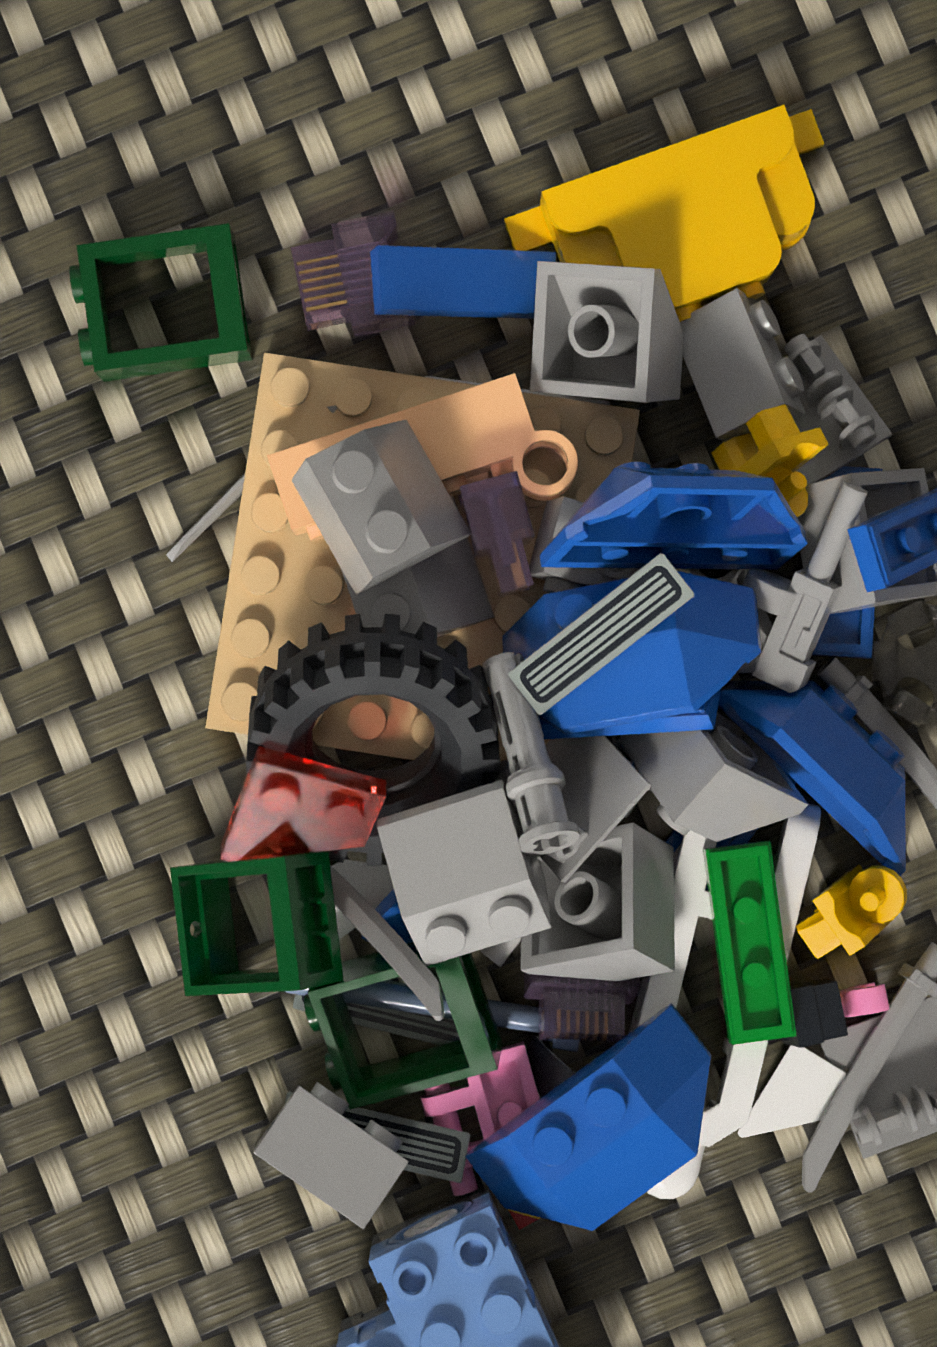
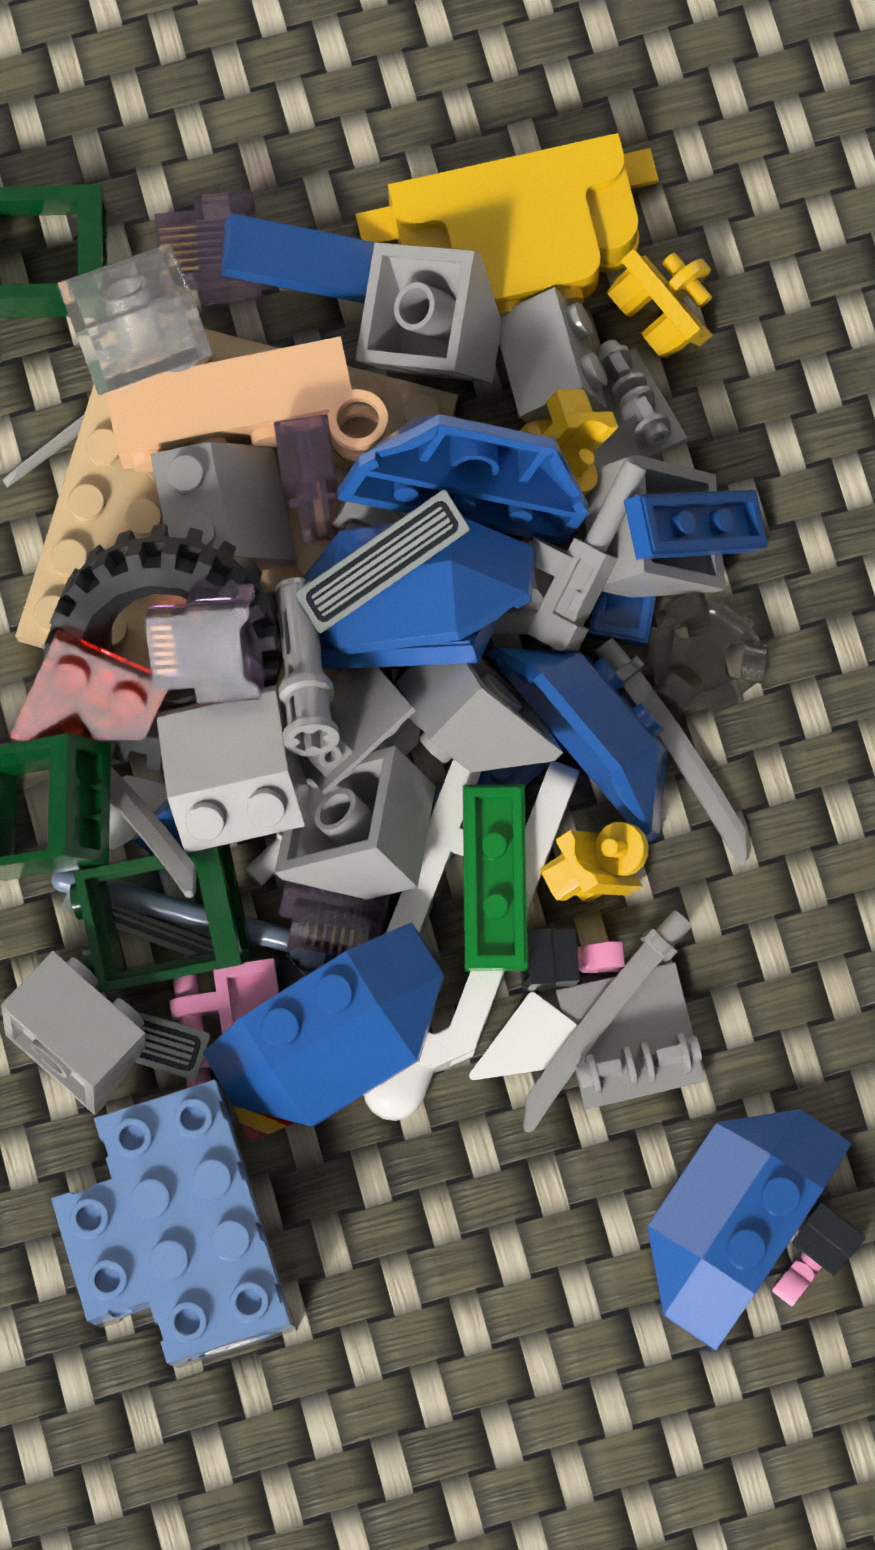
camera: 15 degrees right, 10 degrees down
(290, 380) = (135, 320): none -> clear brick
(379, 503) = (197, 428): light grey slope -> none
(424, 751) = (205, 645): none -> piece
(825, 262) = (645, 282): none -> yellow hips

